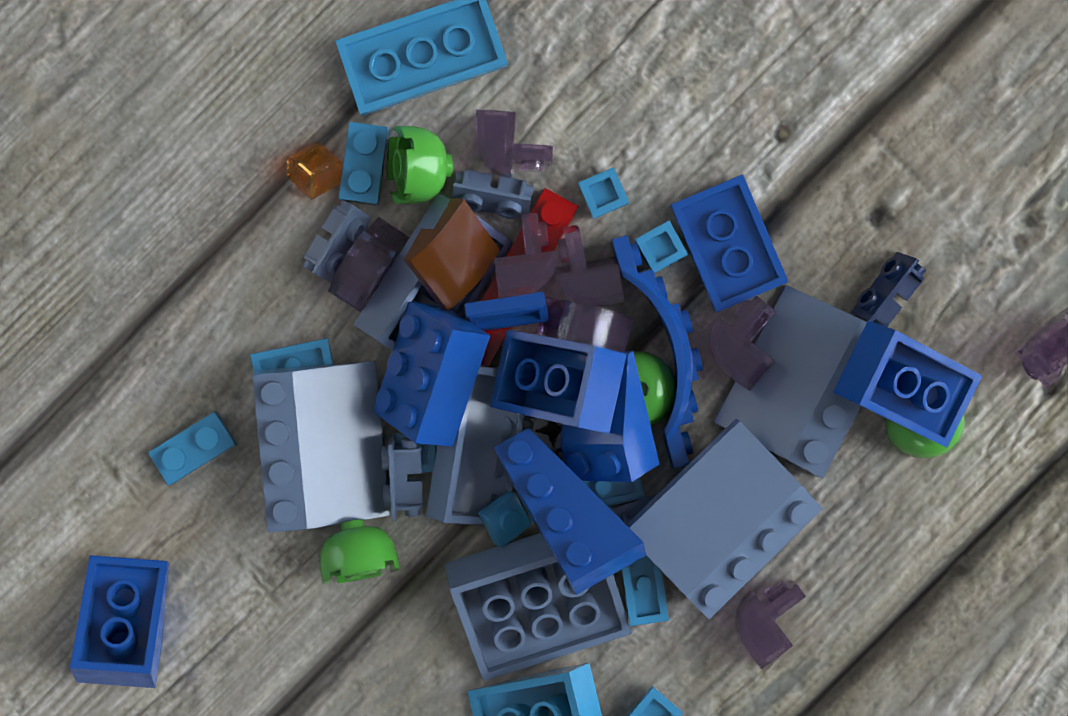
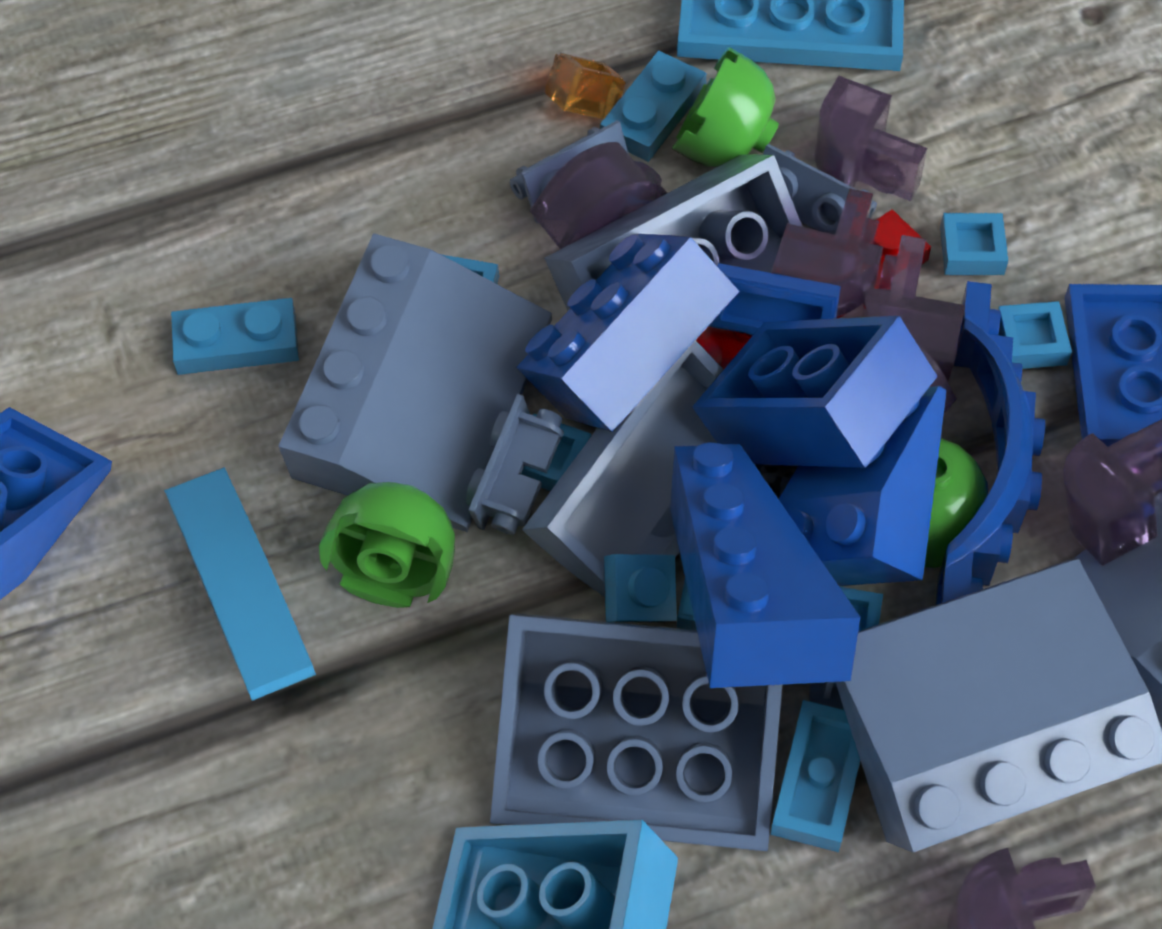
camera: 25 degrees right, 30 degrees down
(283, 610) = (240, 584): none -> dark azure slope
(452, 254) = (730, 191): reddish brown slope -> none

